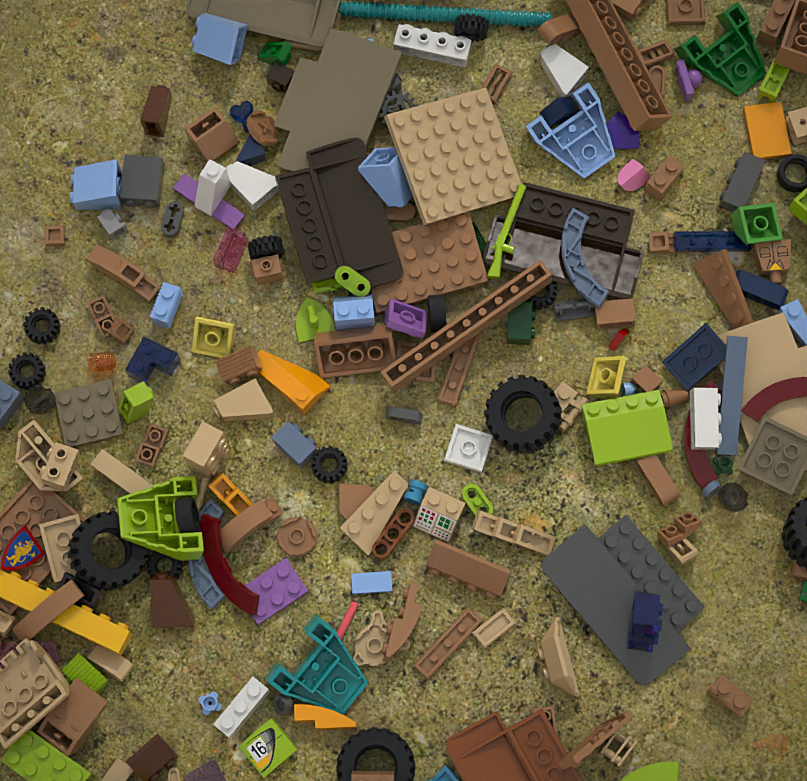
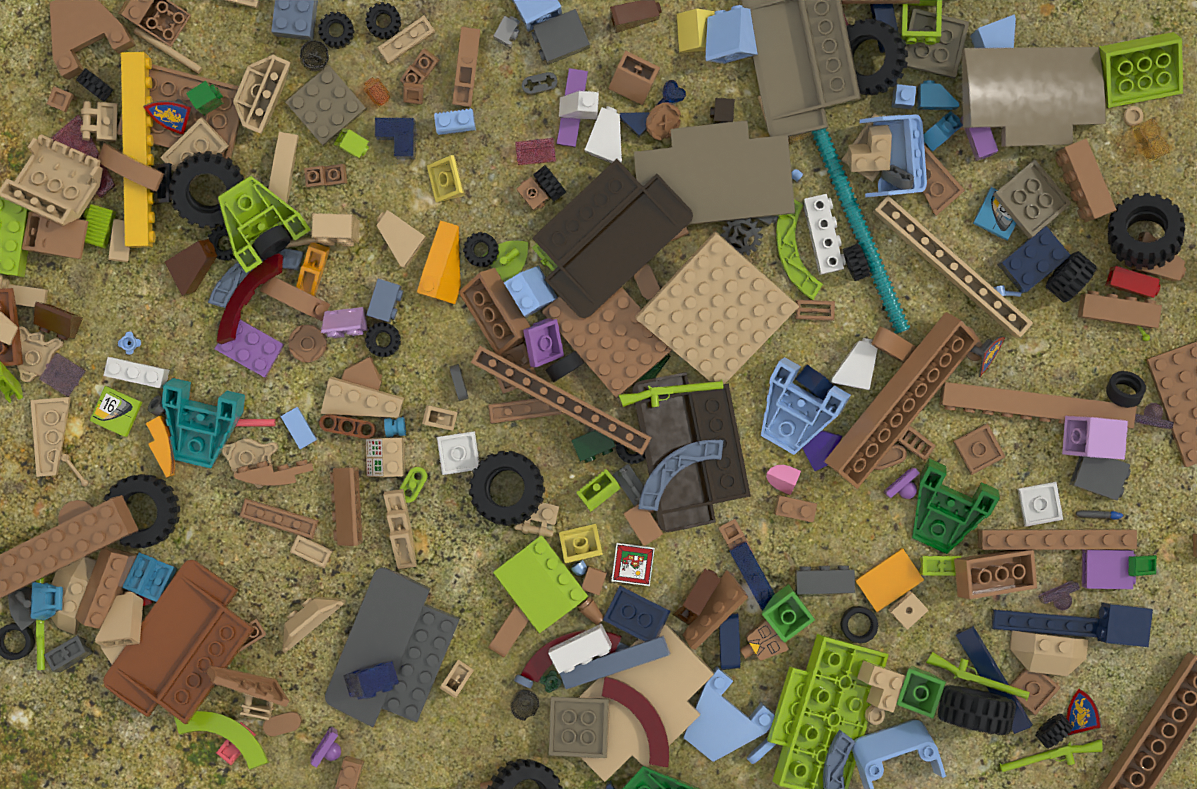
camera: 60 degrees right, 15 degrees up
(23, 510) = (205, 97): none -> green brick
(59, 466) = (257, 109): tan brick -> none
(69, 315) = (406, 39): none -> tan tile
(198, 70) = (692, 30): none -> light yellow slope
(239, 365) = (431, 214): medium nougat brick -> none
(275, 52) = (744, 93): green slope -> none
(284, 330) = (492, 249): none -> black tyre
(296, 487) = (343, 321): none -> lavender slope
(352, 281) = (556, 278): lime plate -> none
(386, 176) = (667, 256): light blue slope -> none
(426, 448) = (439, 417): none -> tan slope
(439, 83) = (790, 257): none -> lime tile
(565, 337) = (598, 490): none -> lime brick
(619, 338) = (623, 538): red tile -> none
(647, 342) = (633, 564): none -> tile
(647, 737) = (282, 723): none -> medium nougat tile
(683, 527) = (476, 672): medium nougat slope -> none
(690, 704) = (327, 748): none -> medium lavender tile
(705, 298) = (697, 596): none -> reddish brown slope

